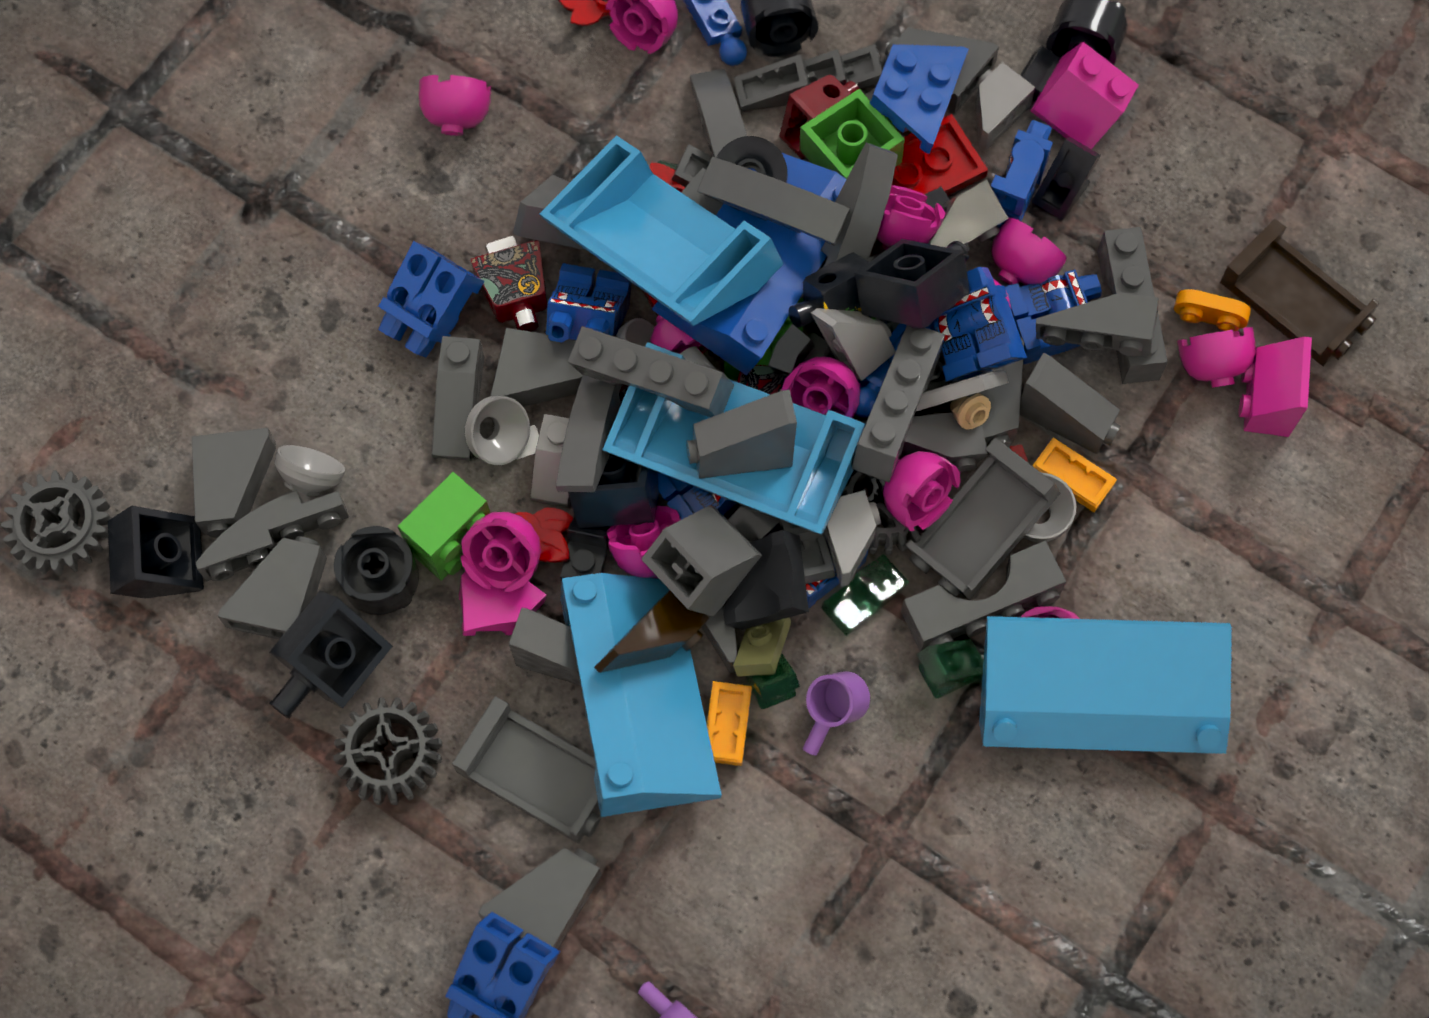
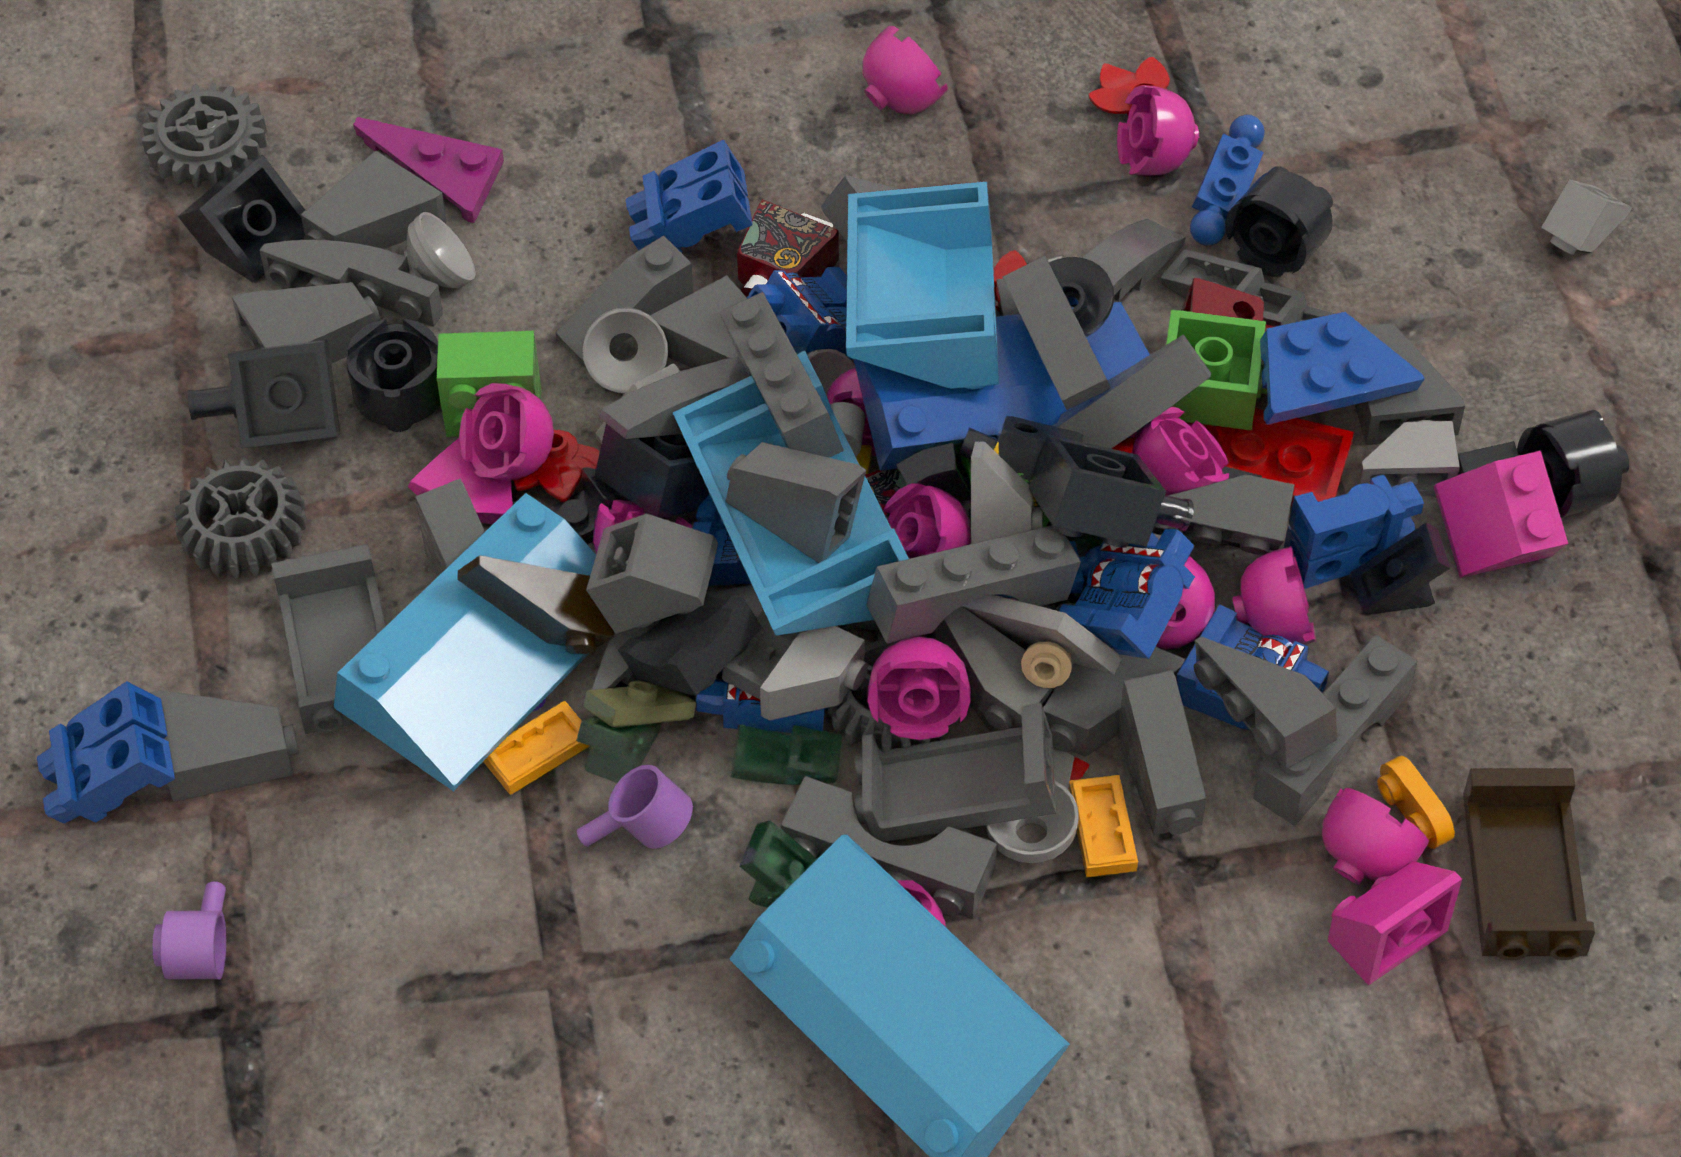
camera: 45 degrees right, 15 degrees down
(236, 403) = (452, 166): none -> magenta wing

